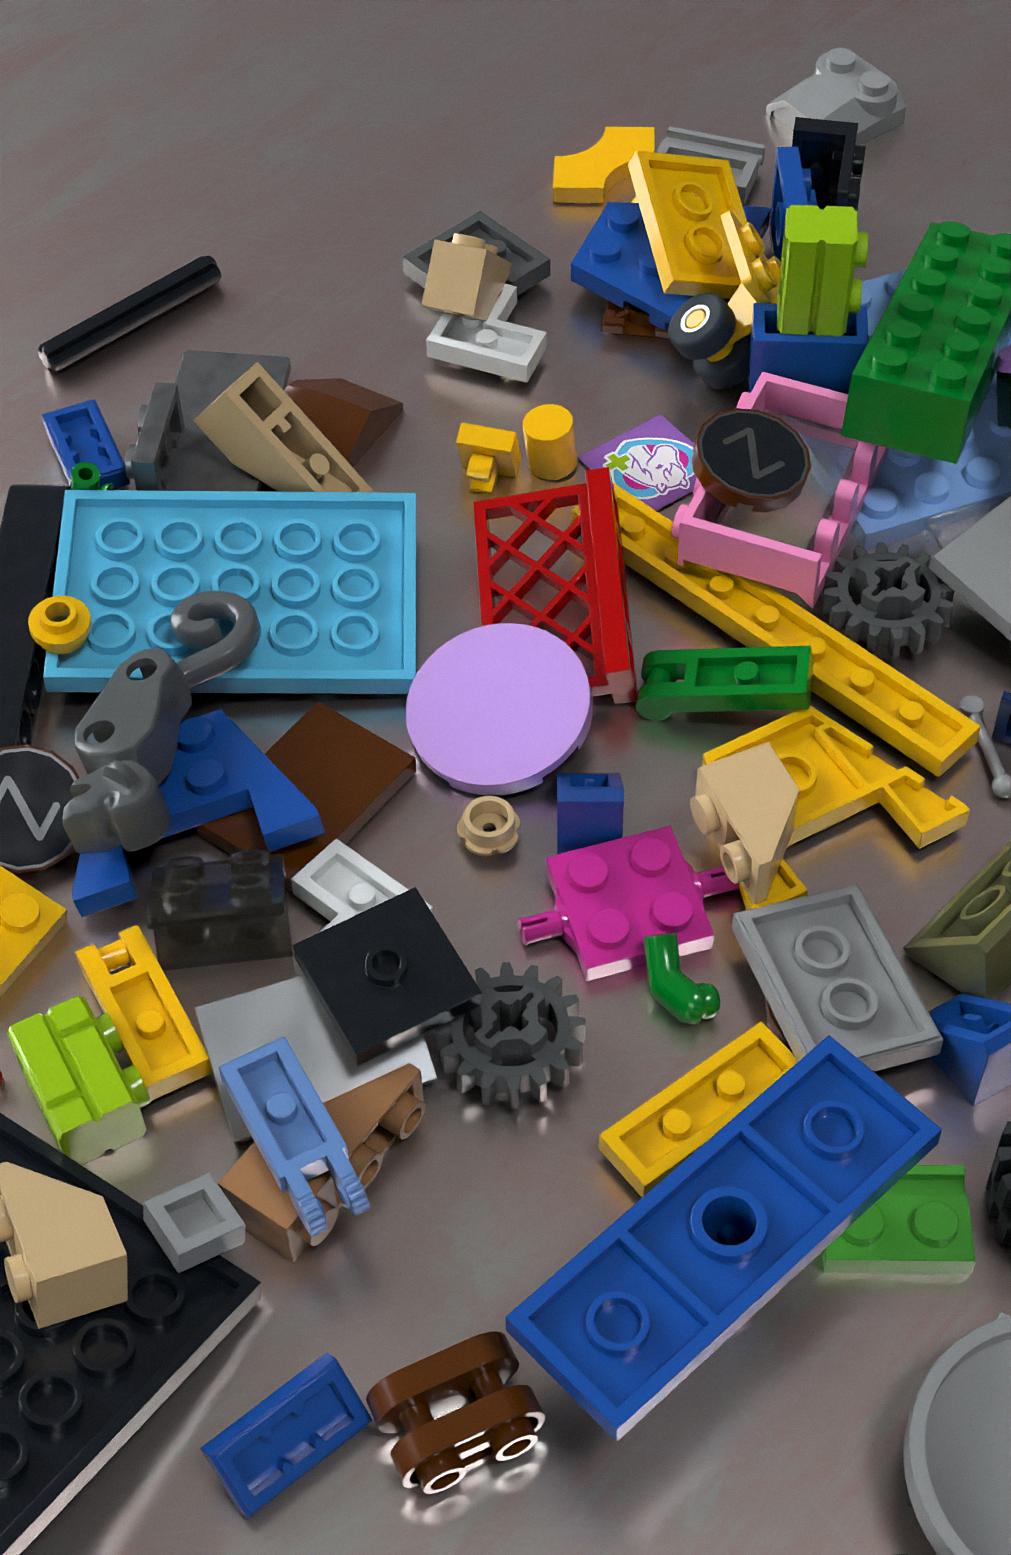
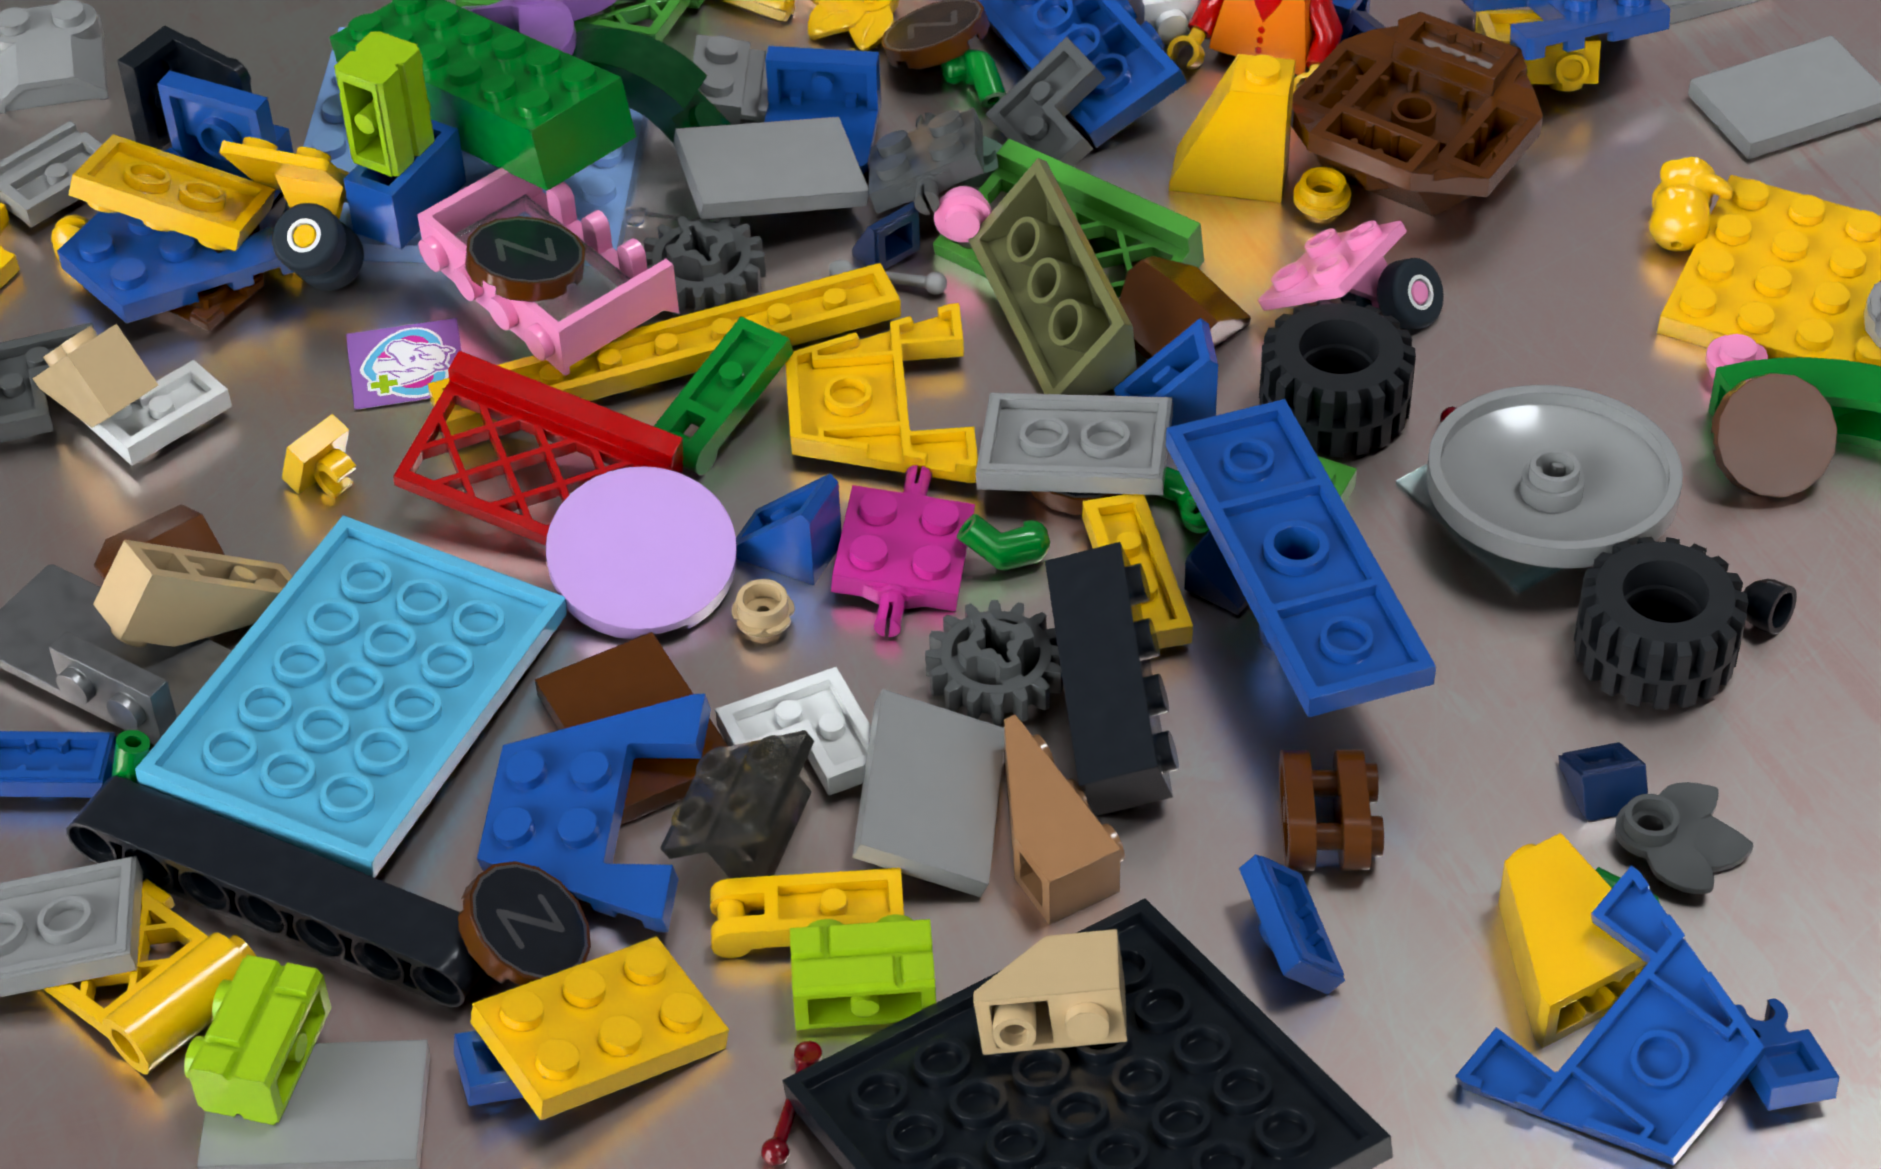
camera: 65 degrees left, 5 degrees down
(60, 636) = (327, 818): yellow plate -> none
(141, 725) = (510, 788): dark grey animal -> none
(194, 1222) = (1076, 905): light grey plate -> none
(292, 1129) = (1044, 802): medium blue hinge -> none
(387, 975) = (915, 697): black plate -> none
(510, 1131) = (1110, 680): none -> black brick
(550, 441) = (343, 395): yellow piece -> none
(750, 812) = (899, 419): tan slope -> none

